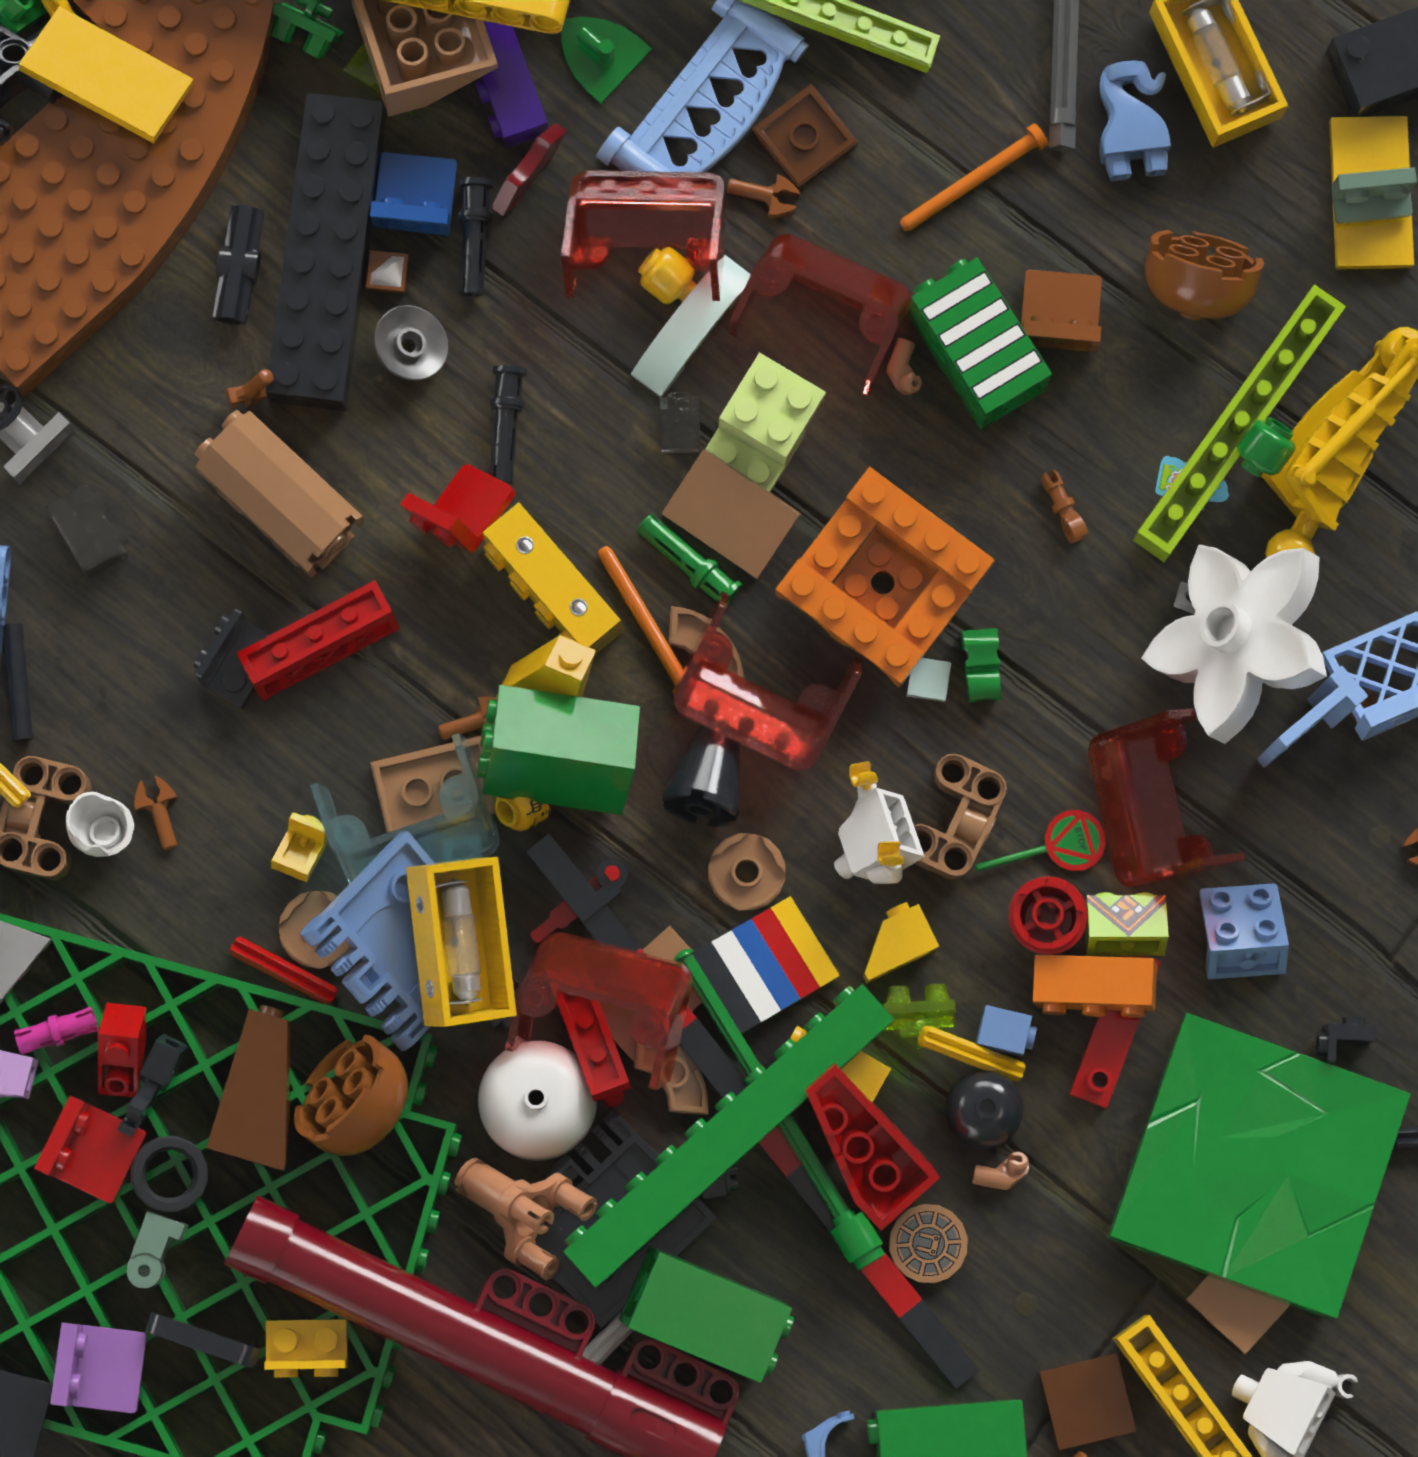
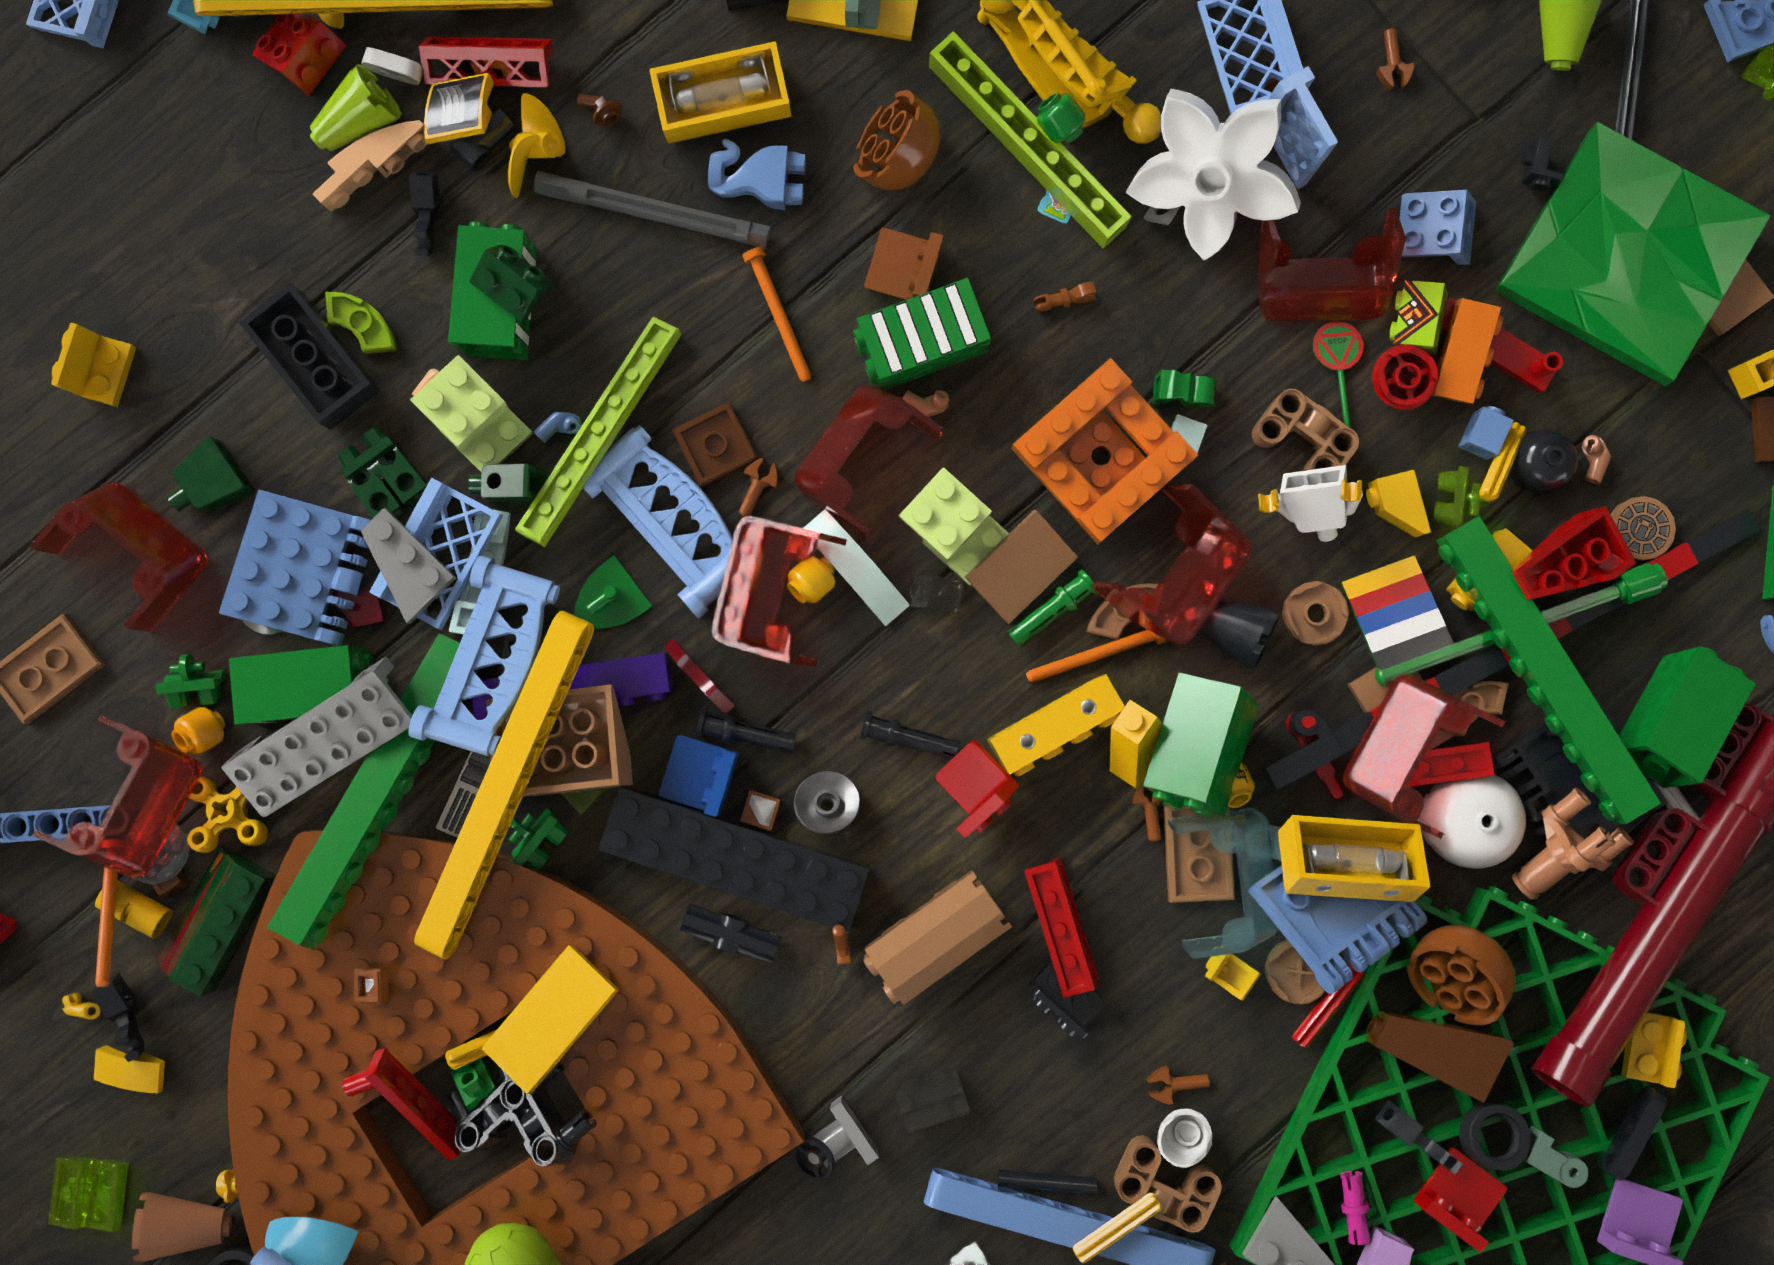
camera: 70 degrees left, 5 degrees up
(121, 1049) = (1383, 1157): red slope -> none

